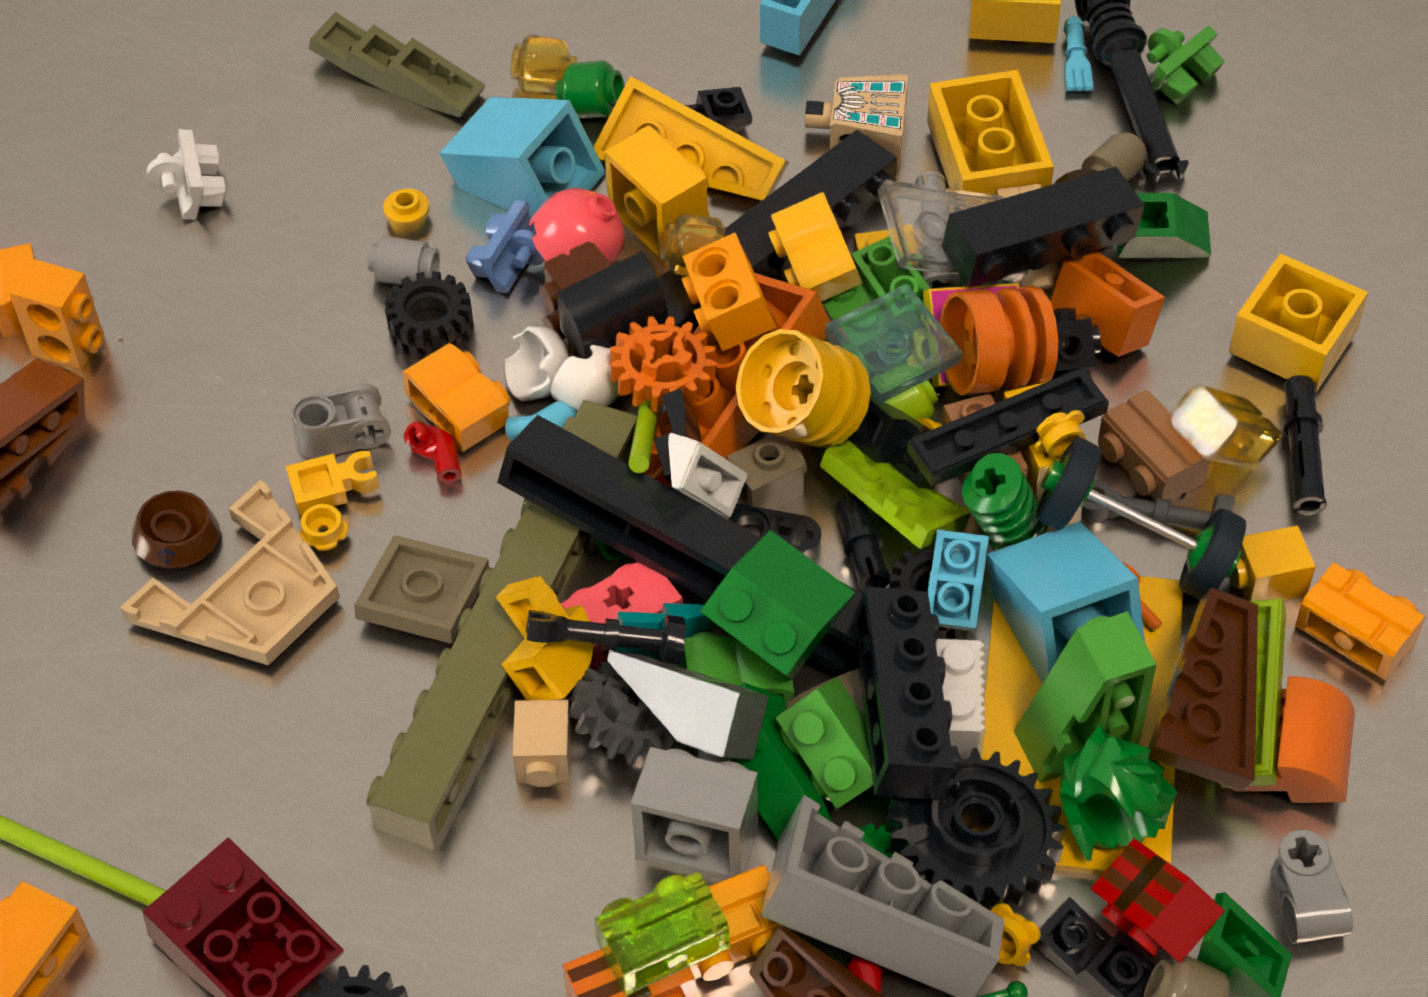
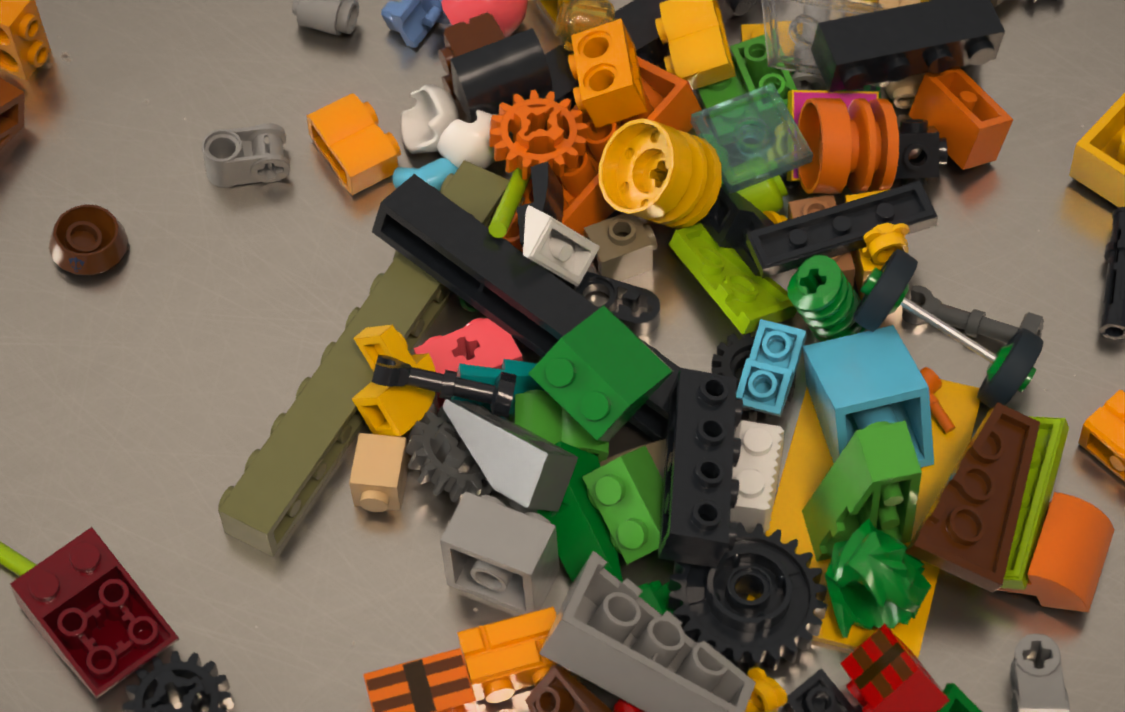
camera: 10 degrees right, 5 degrees up
(256, 603) = (151, 314): tan wing -> none
(323, 518) = (217, 243): yellow plate -> none
(326, 482) = (223, 210): yellow plate -> none
(421, 589) = (295, 319): dark tan plate -> none
(425, 296) = (338, 44): black tyre -> none
(436, 446) = (328, 187): red arm -> none
(661, 931) = (450, 656): clear neon green brick -> none
(862, 543) = (695, 322): black pin -> none
(1151, 449) = (978, 261): medium nougat brick -> none
(1169, 229) = (1033, 50): green slope -> none
(1225, 427) = (1045, 250): clear yellow brick -> none
(1274, 565) = (1066, 385): yellow brick -> none

